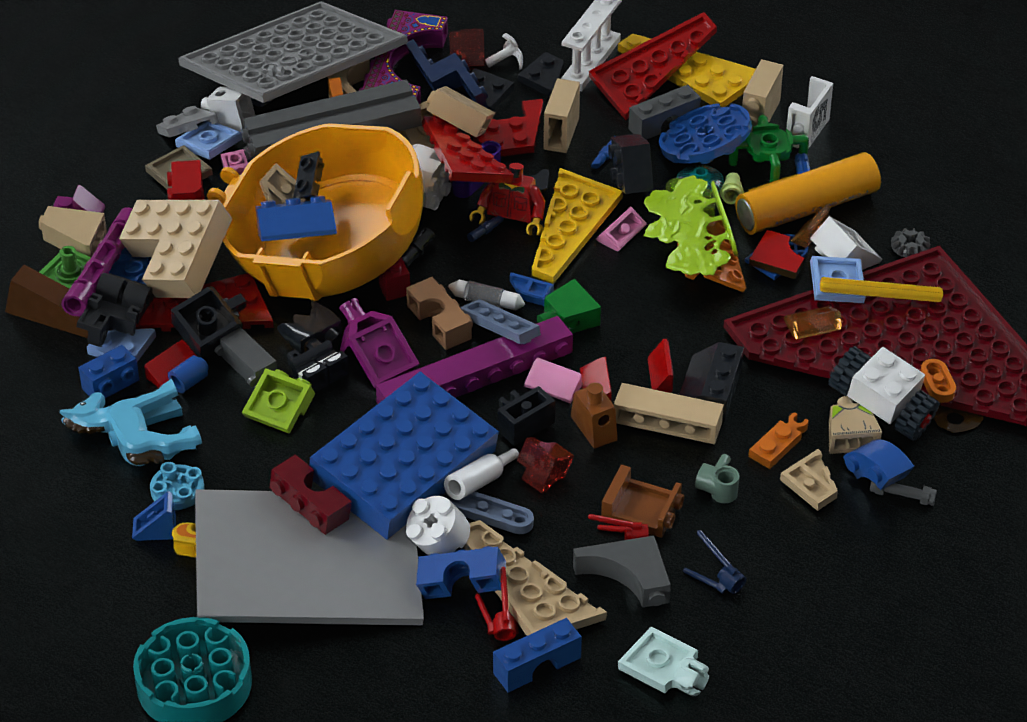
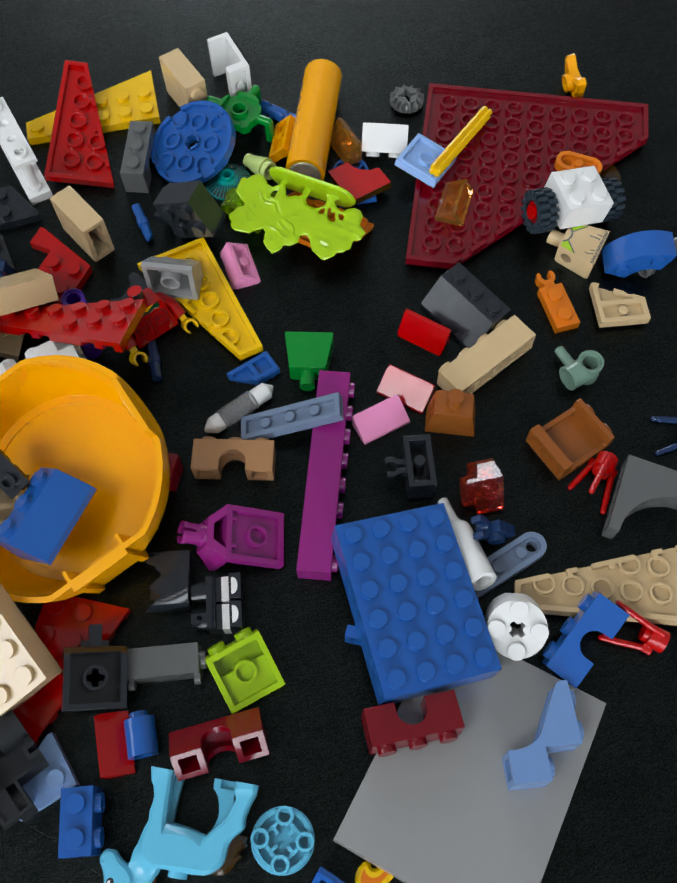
camera: 55 degrees left, 20 degrees up
(206, 404) = (195, 746): none -> dark red arch
(368, 581) = (556, 732): none -> medium blue arch
(508, 482) = (493, 532): none -> dark blue plate
(560, 187) = (173, 276): none -> light grey slope

